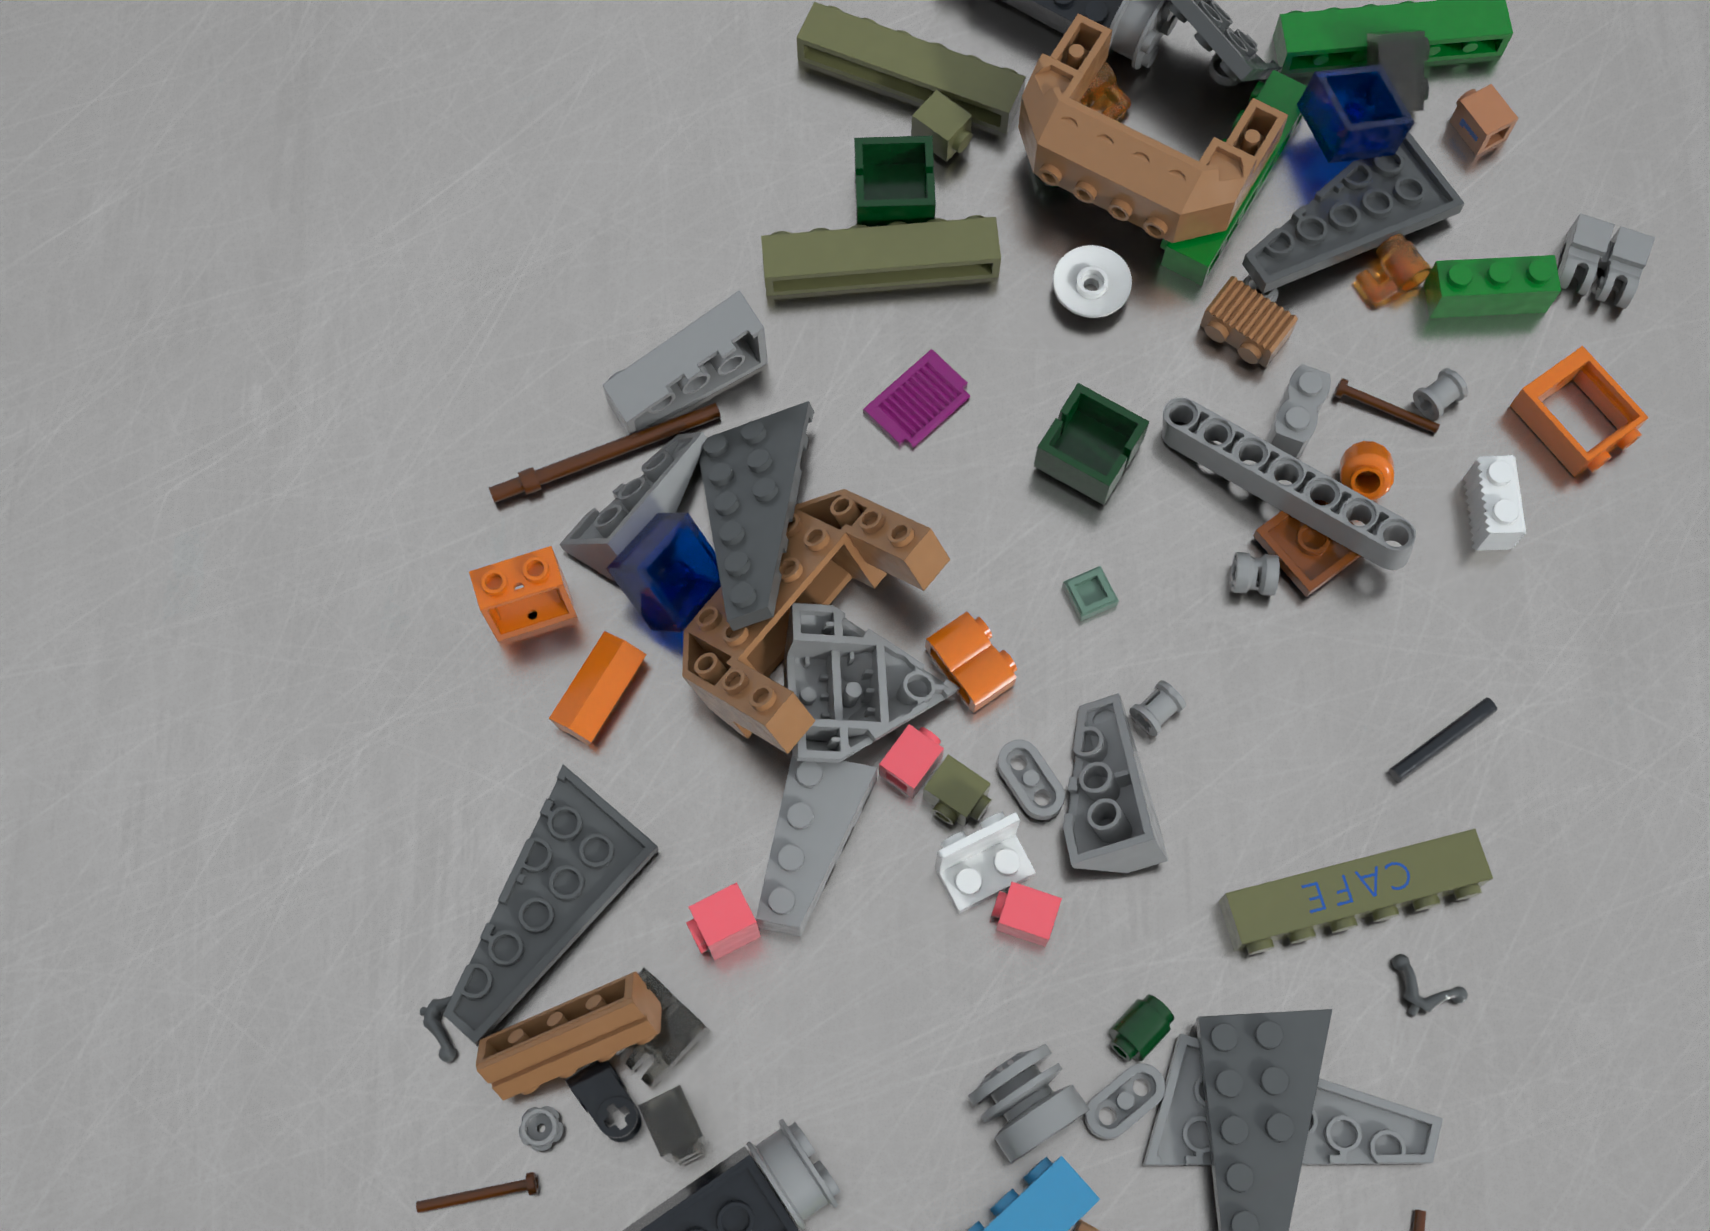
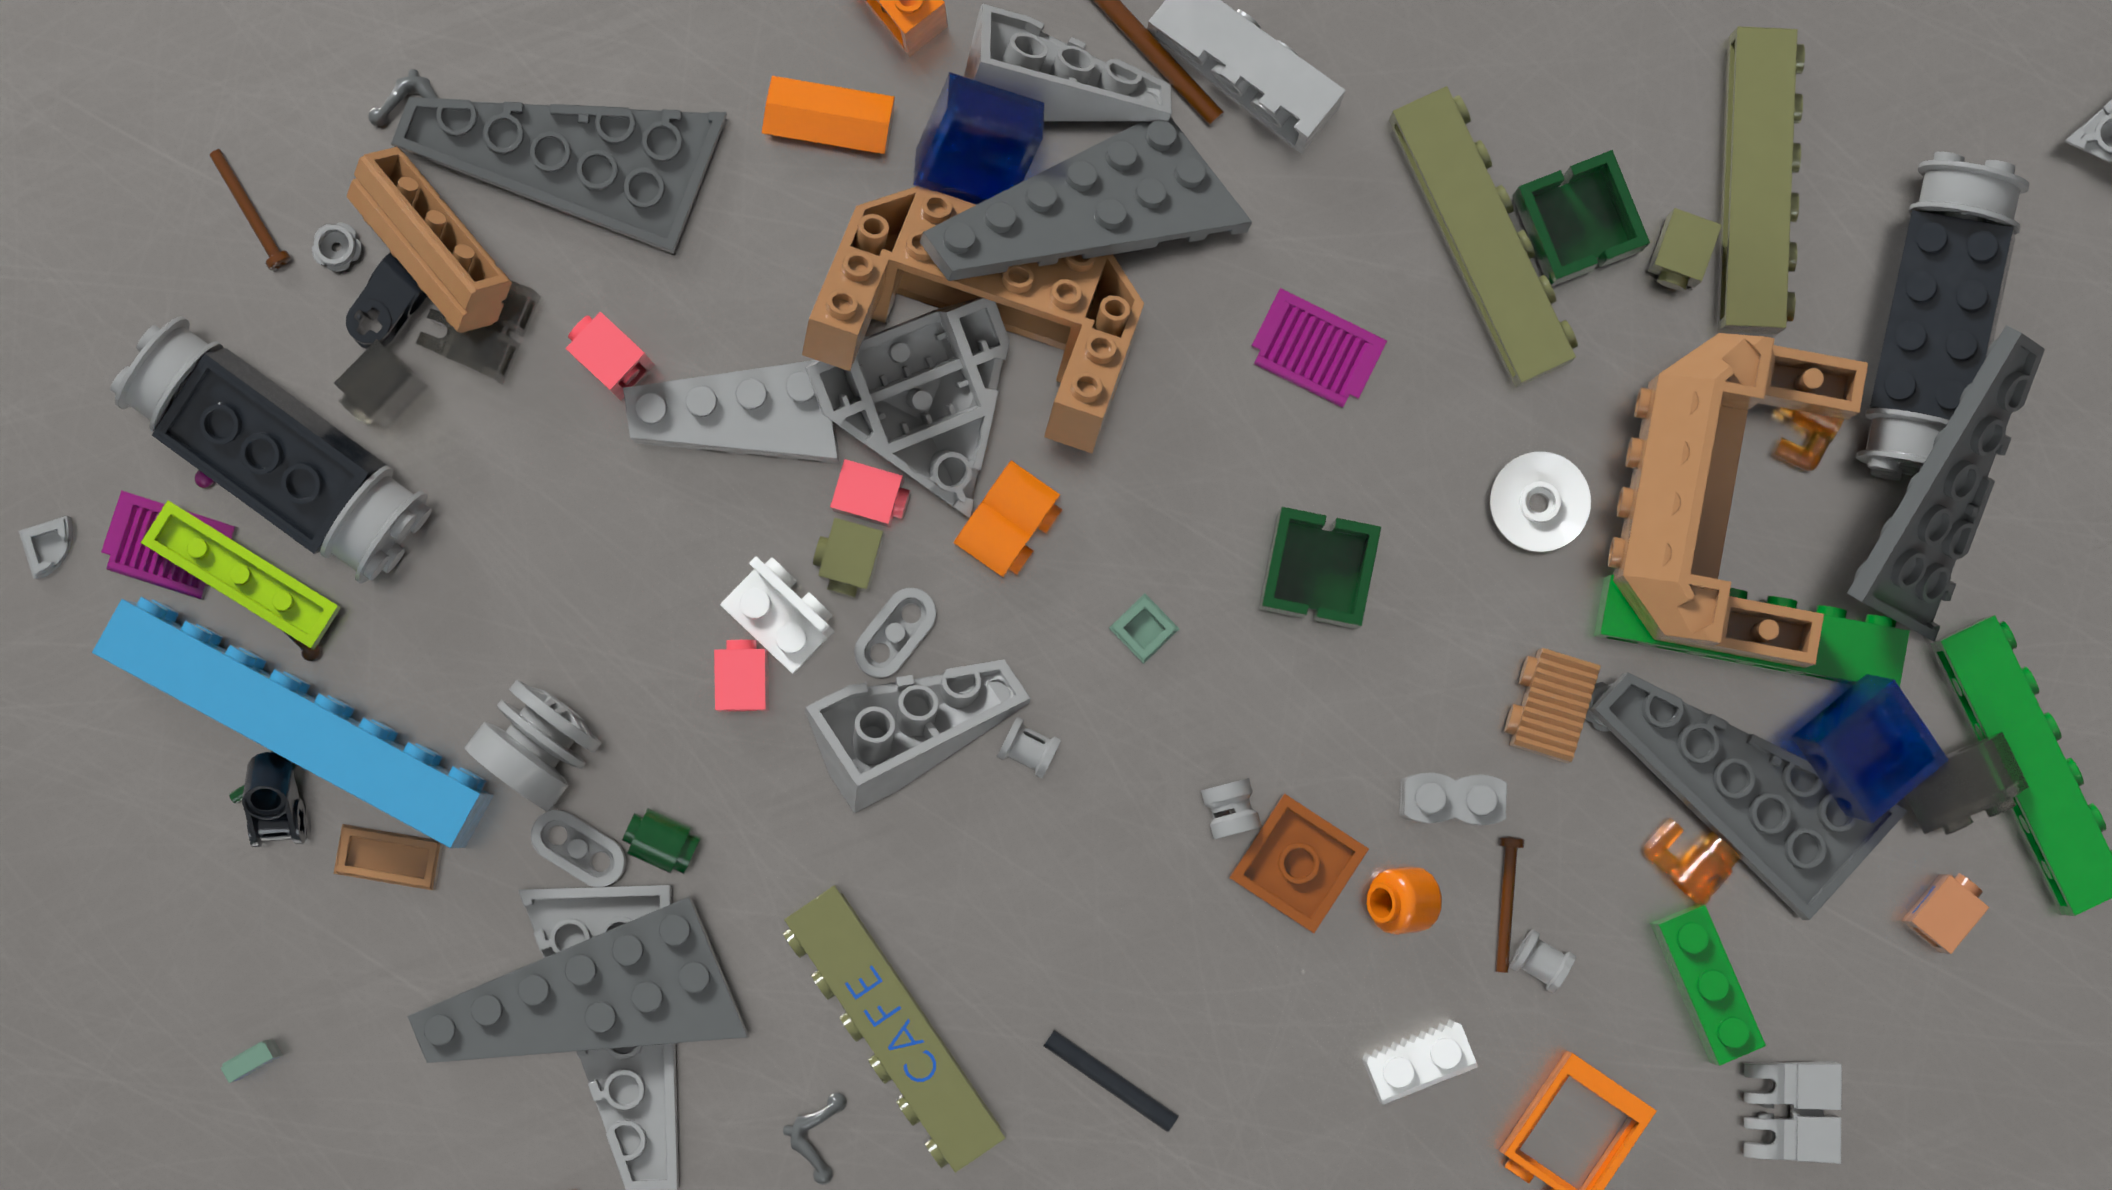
camera: 70 degrees right, 15 degrees up
(1293, 499) = (1359, 785): light grey beam -> none

